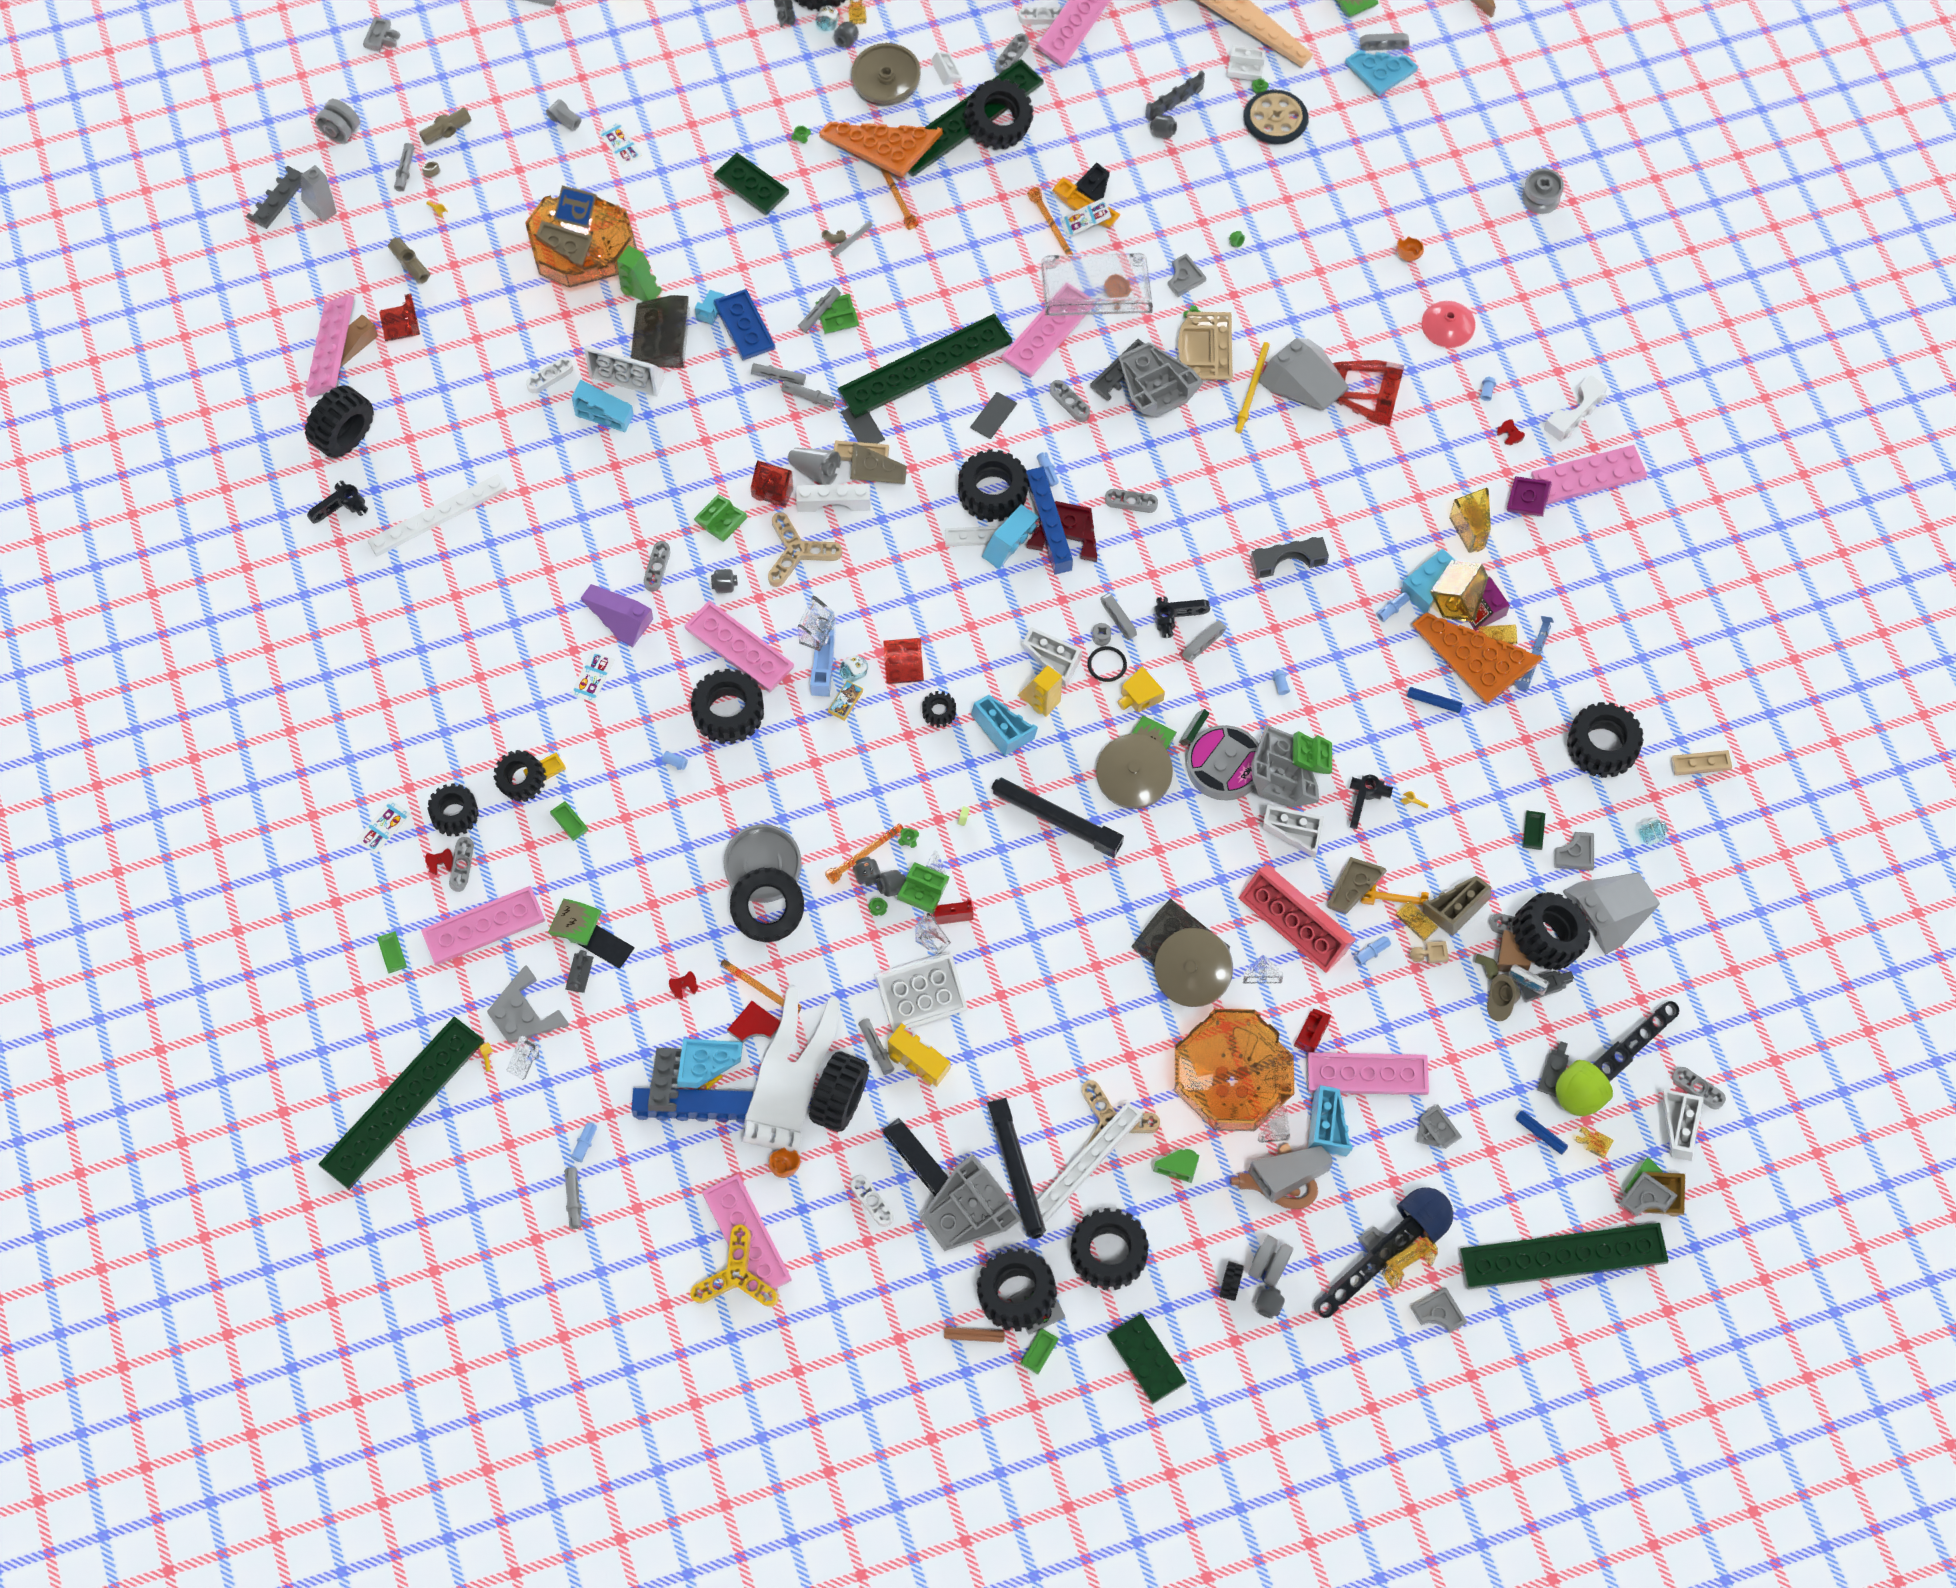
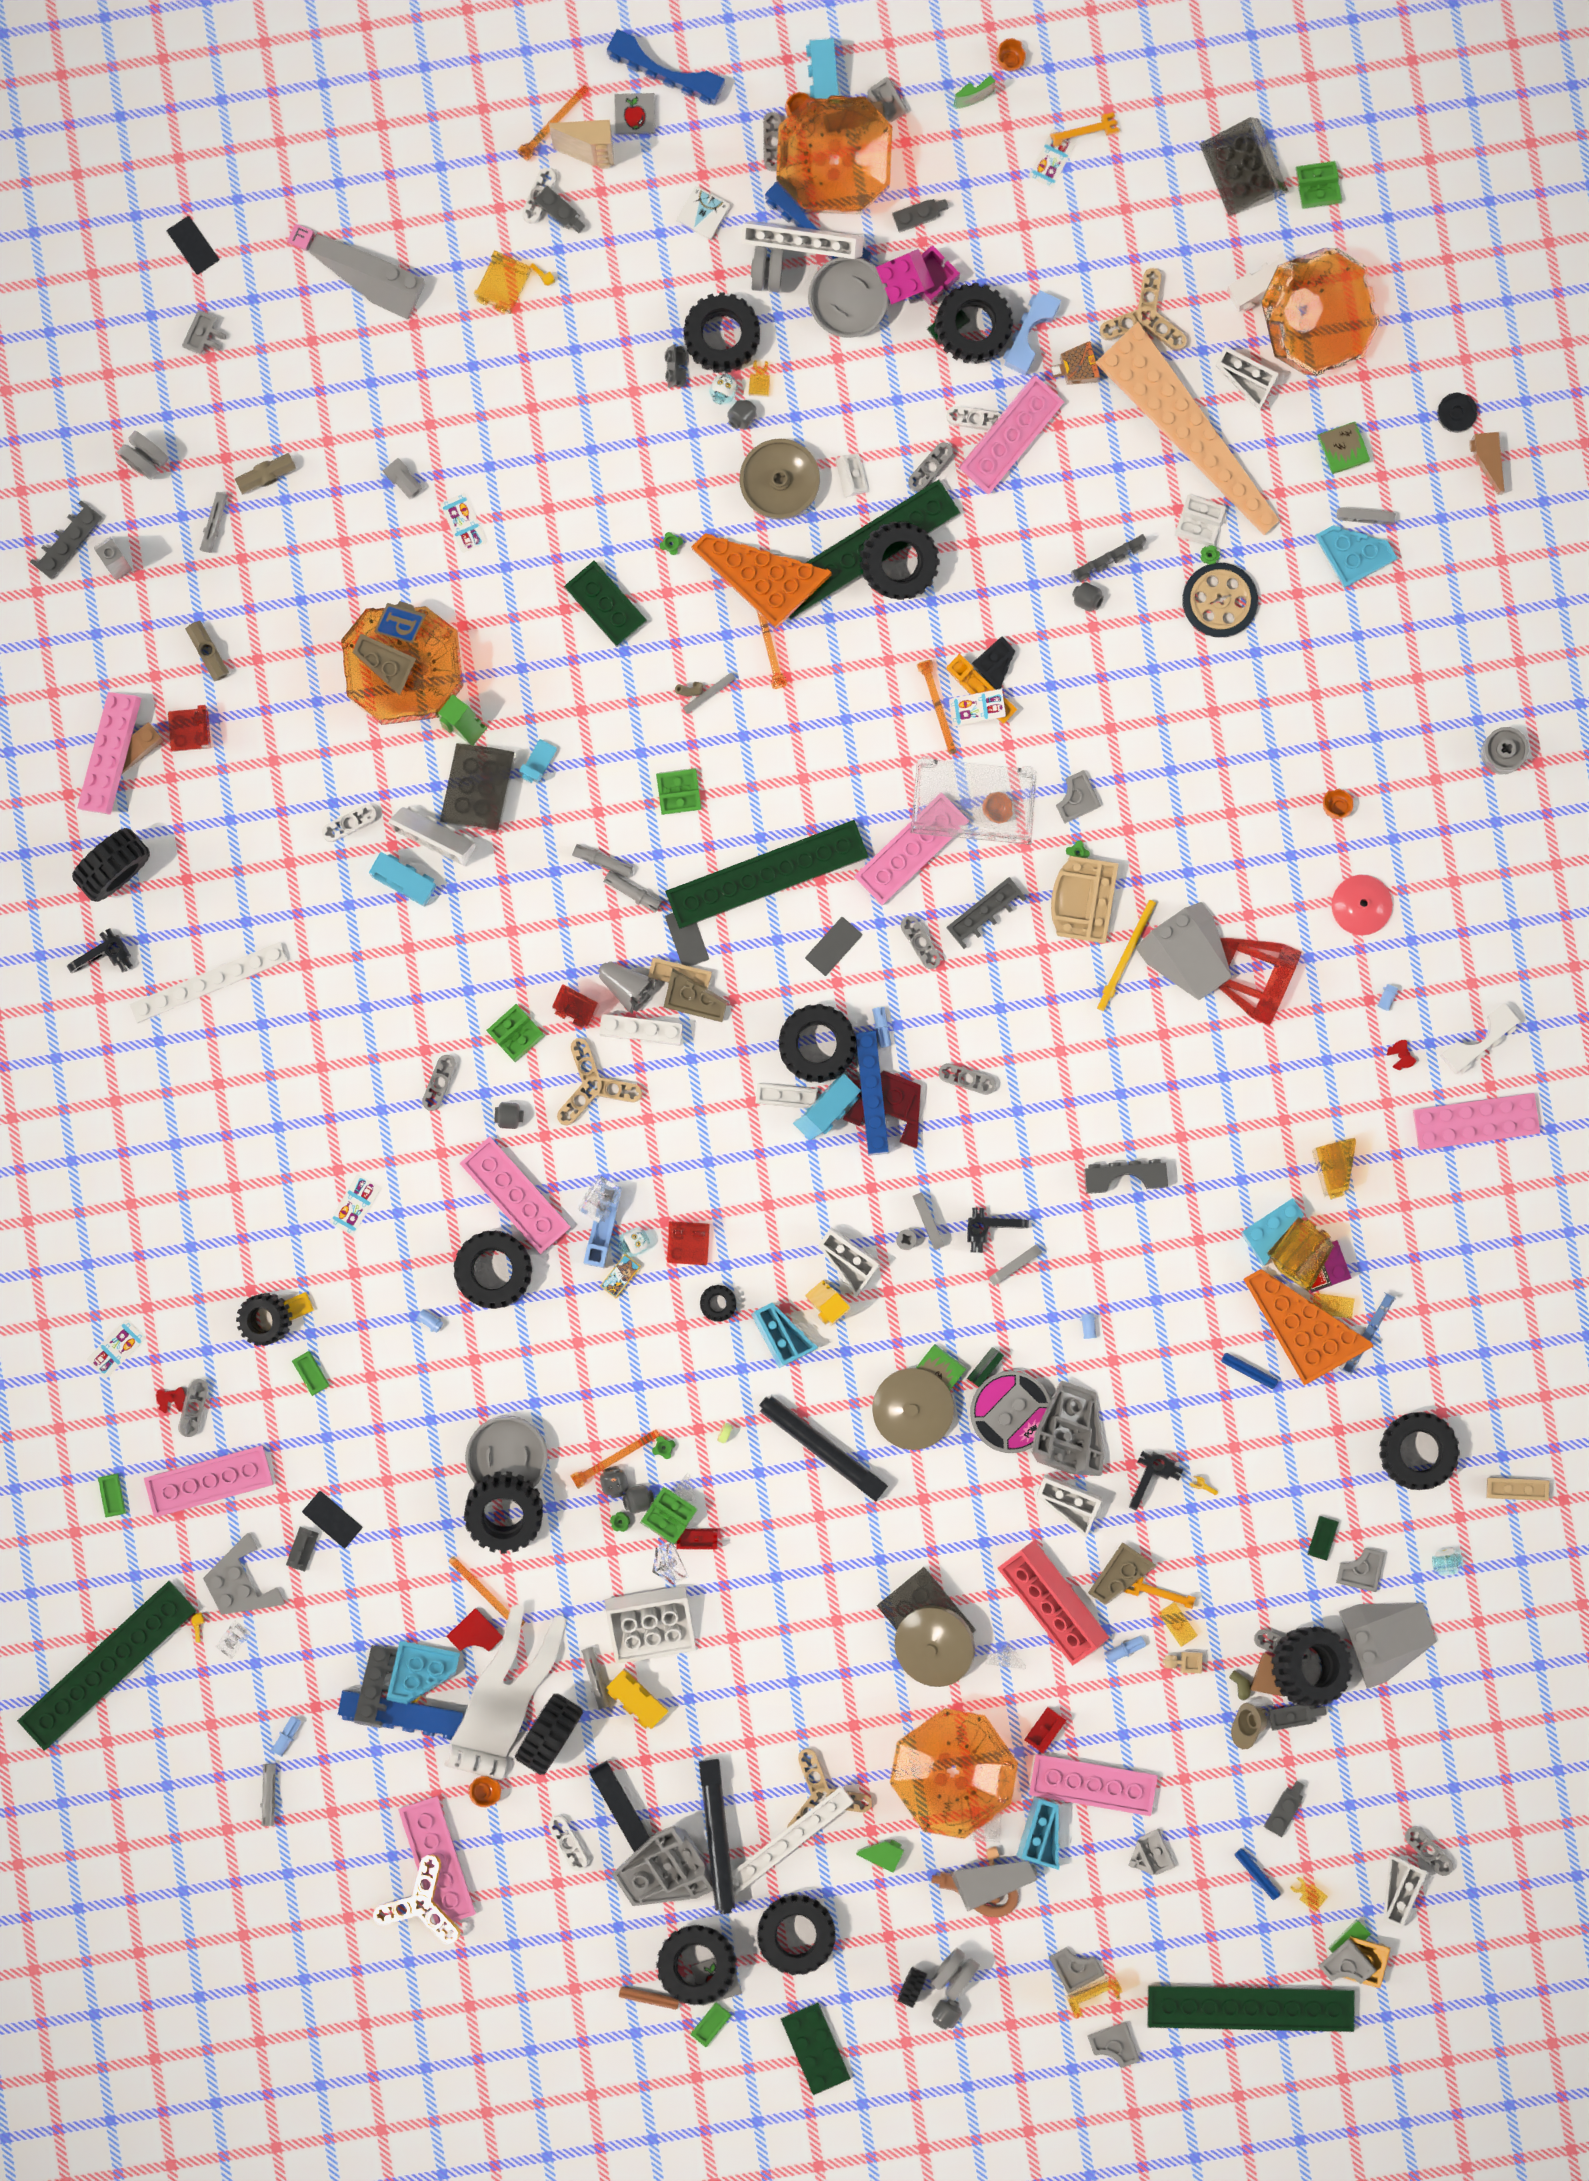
camera: 10 degrees right, 20 degrees up
(430, 169) = (243, 529): dark tan tile -> none
(439, 209) = (247, 584): yellow hand -> none
(448, 796) = (172, 1346): black tyre -> none
(575, 921) = (304, 1491): slope -> none
(619, 613) = (392, 1139): medium lavender wedge -> none
(677, 985) = (407, 1575): red piece -> none
(744, 324) = (573, 790): blue tile -> none
(824, 304) = (677, 771): light grey pin -> none
(1107, 679) = (888, 1275): black tyre -> none
(1141, 691) = (935, 1316): yellow torso -> none
(1157, 380) = (1019, 936): light grey wedge -> none
(1237, 238) = (1144, 760): bright green plate -> none
(1312, 753) = (1105, 1417): bright green slope -> none
(1392, 607) = (1227, 1253): light blue axle -> none
(1425, 1214) = (1118, 1950): piece -> none
(1458, 905) = (1223, 1616): dark tan wedge -> none
(1529, 496) = (1403, 1142): magenta tile -> none
(1529, 979) = (1279, 1712): white slope -> none
(1586, 1087) = (1307, 1843): piece -> none

